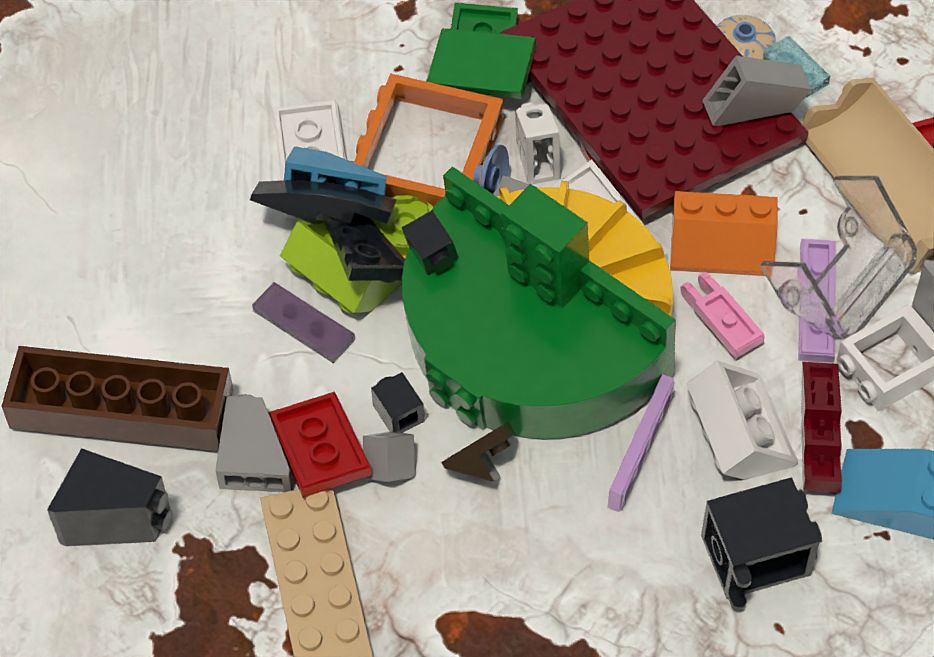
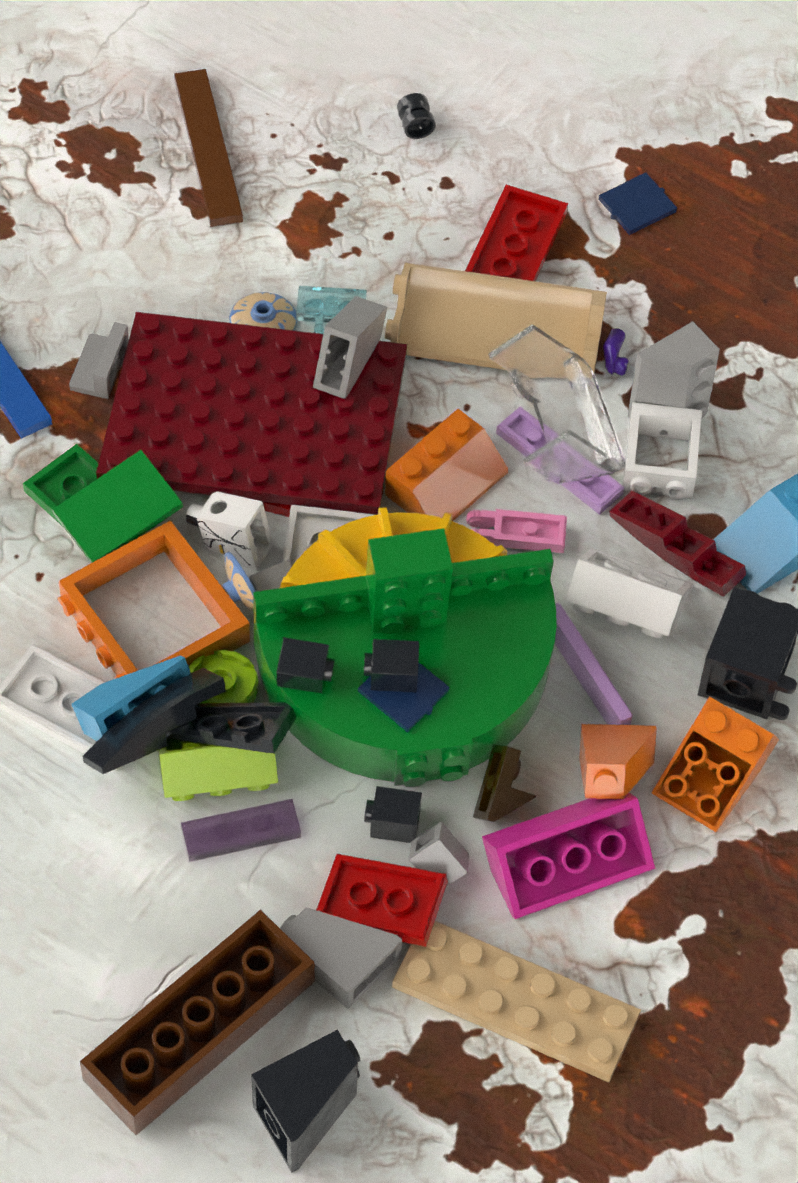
camera: 55 degrees left, 0 degrees up
(469, 537) = (568, 853): none -> dark pink slope
(478, 321) = (408, 707): none -> dark blue piece
(482, 296) = (393, 665): none -> black brick
(571, 509) = (615, 758): none -> orange slope
(645, 585) = (715, 764): none -> orange slope

